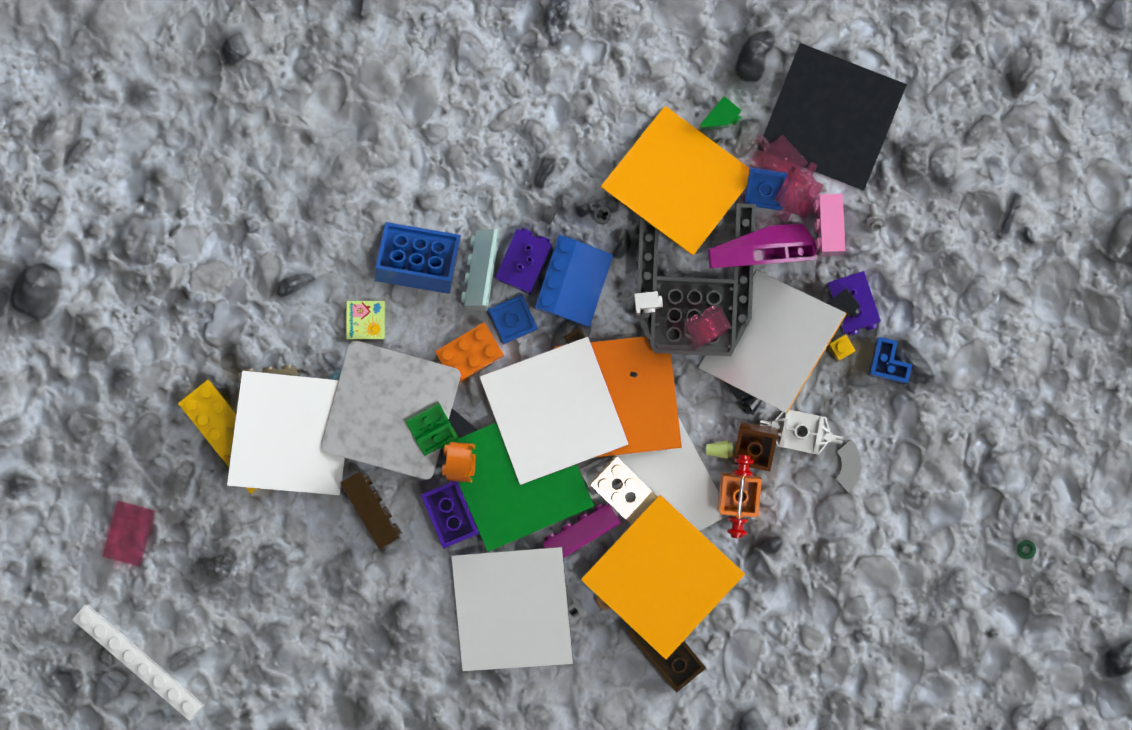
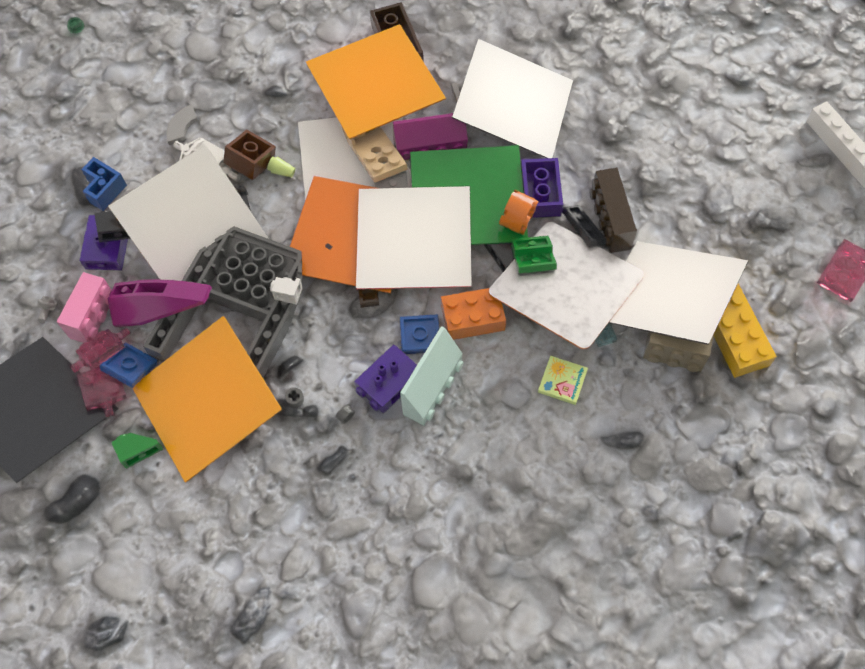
camera: 155 degrees left, 20 degrees down
(395, 486) = (584, 225): none -> black tile
(417, 258) = (490, 418): blue slope -> none
(573, 281) = (349, 347): blue slope -> none
(706, 327) = (240, 238): clear pink brick -> none
(739, 495) = (282, 121): orange brick -> none

